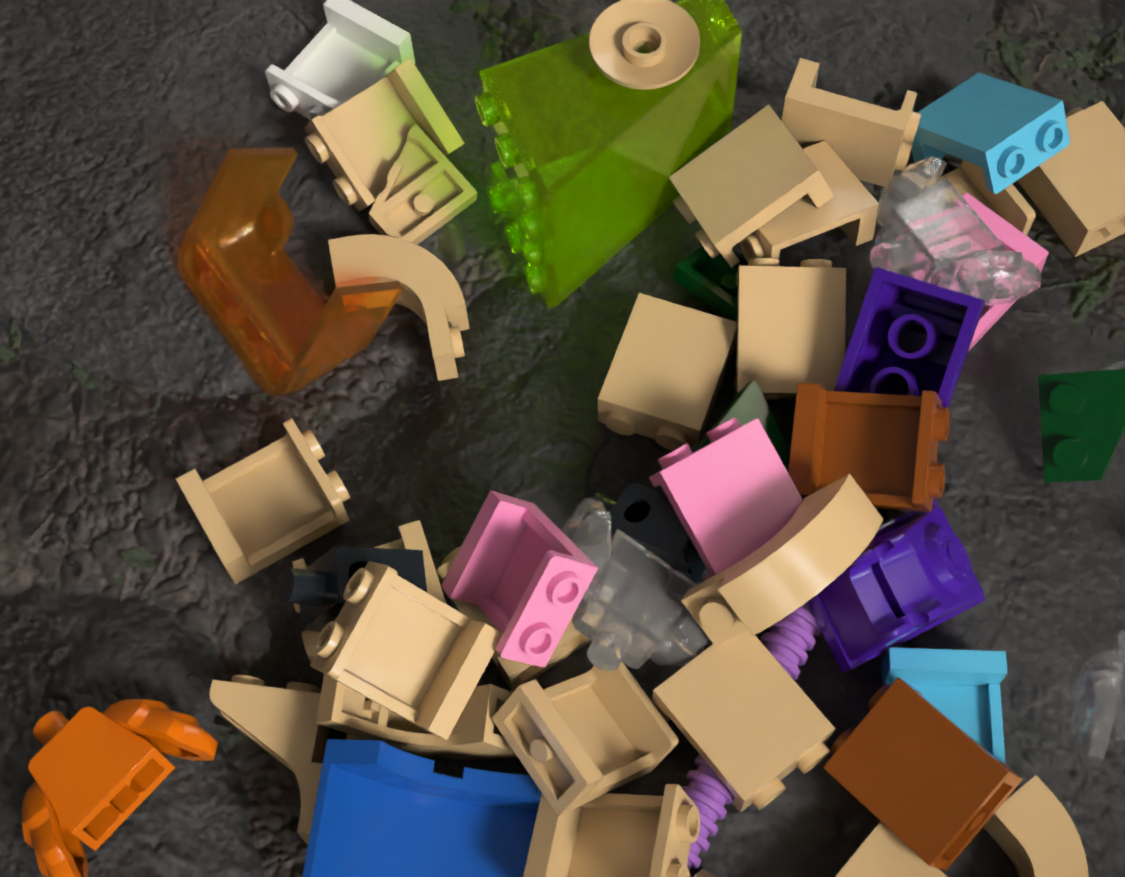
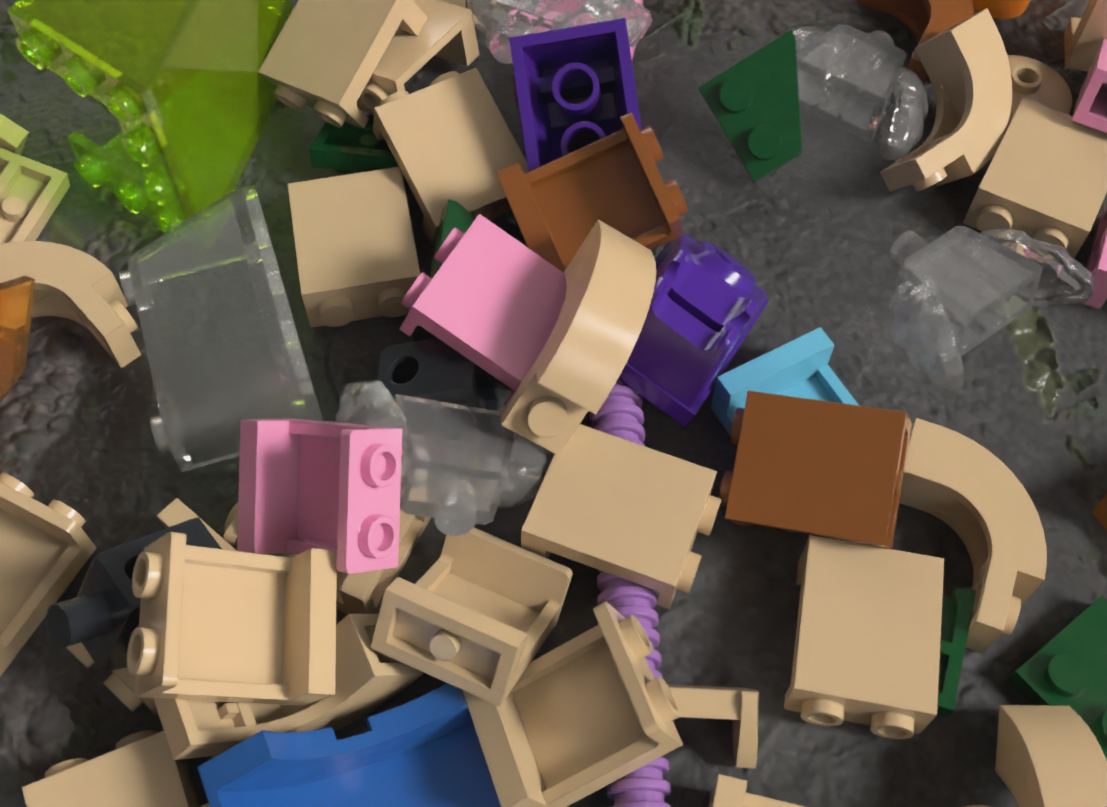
camera: 35 degrees left, 5 degrees down
(521, 396) = (217, 331): none -> clear windscreen

